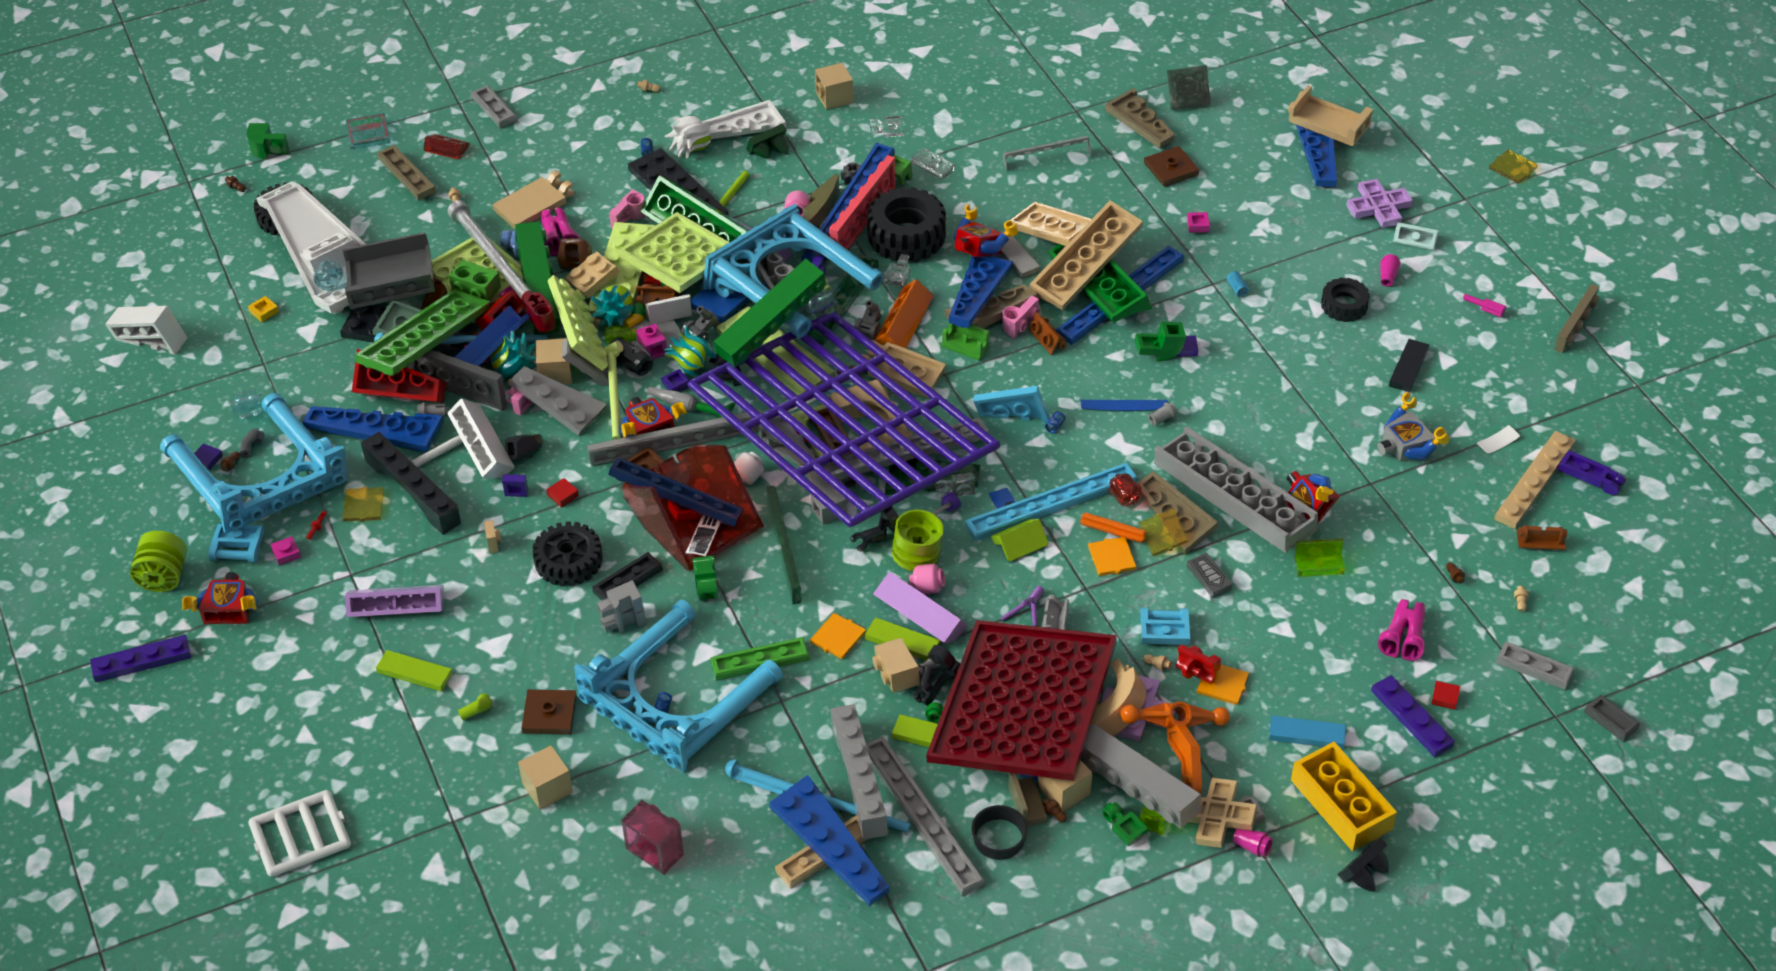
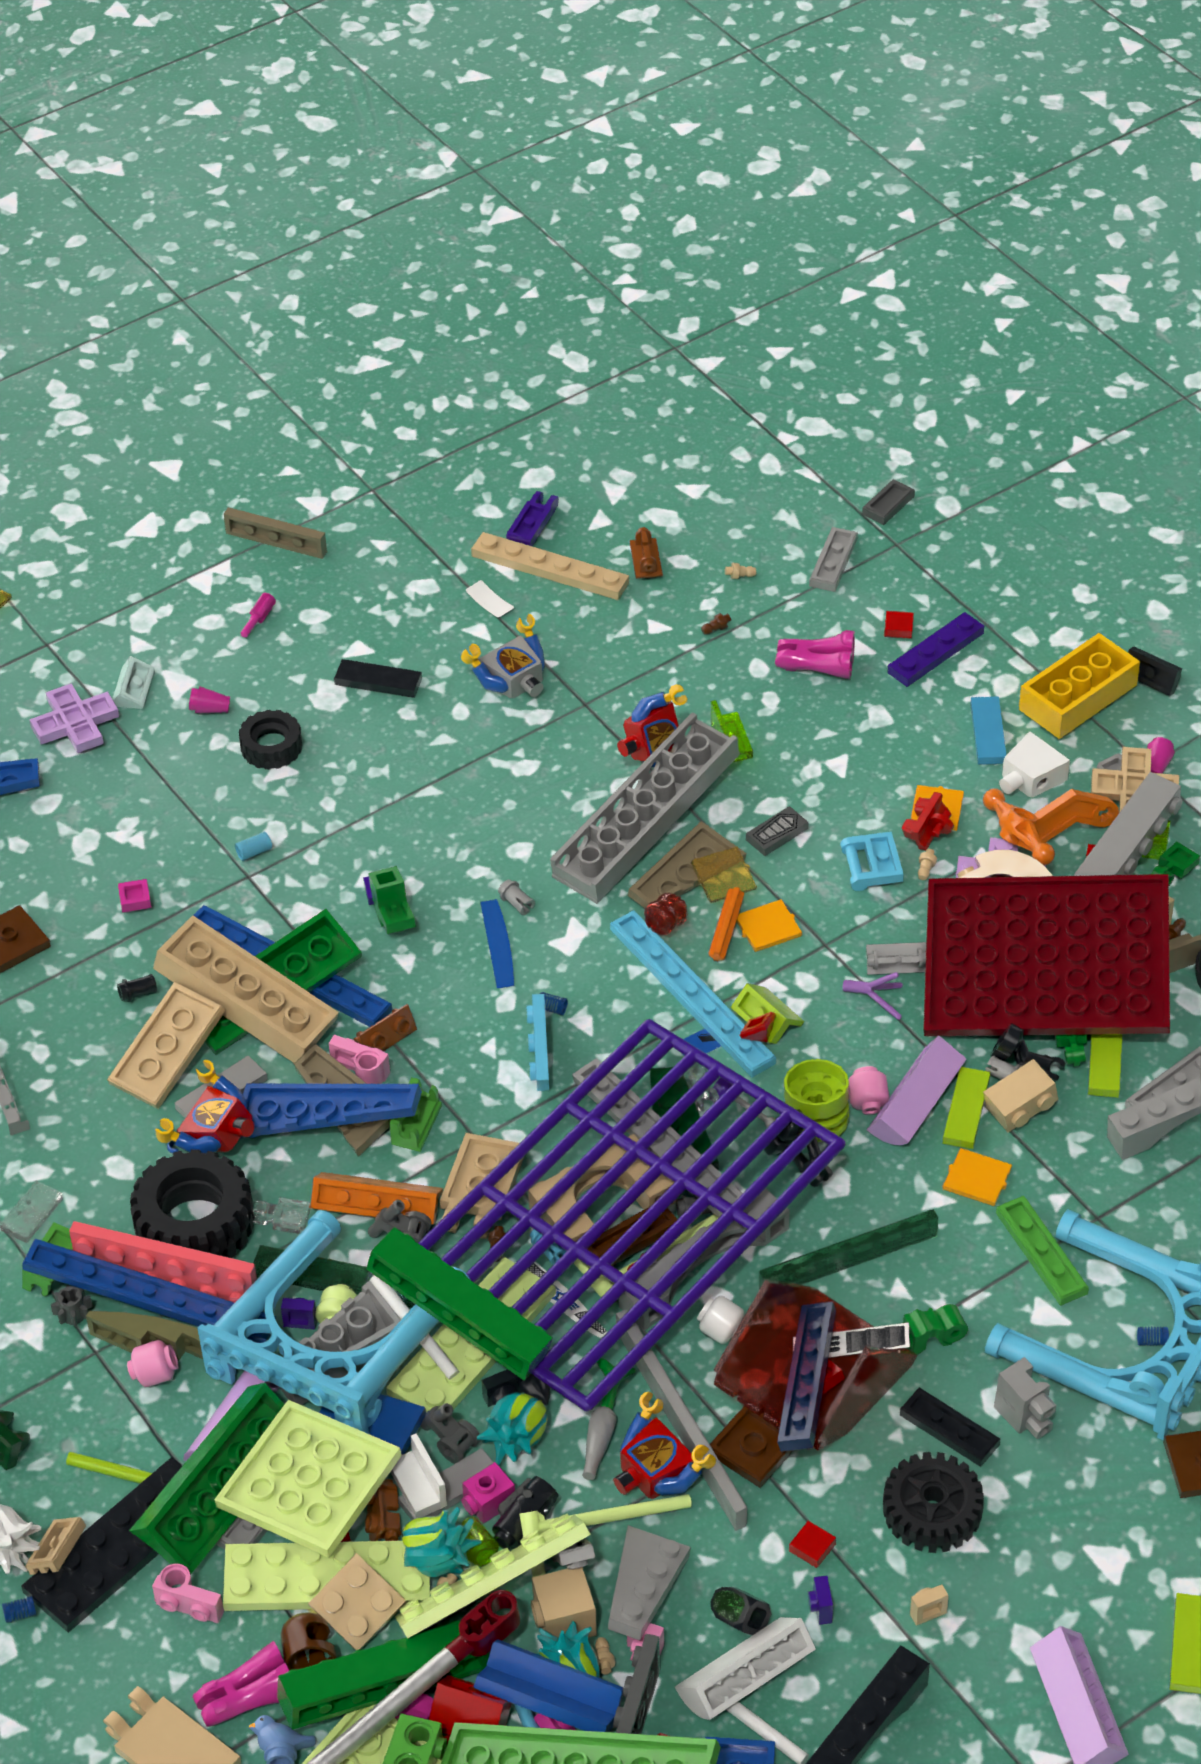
camera: 100 degrees left, 0 degrees up
(675, 381) = (557, 1452): dark purple tile -> none
(679, 159) = (56, 1545): none -> tan tile
(998, 523) = (759, 1028): none -> red slope
(1253, 748) = (1033, 767): none -> white torso

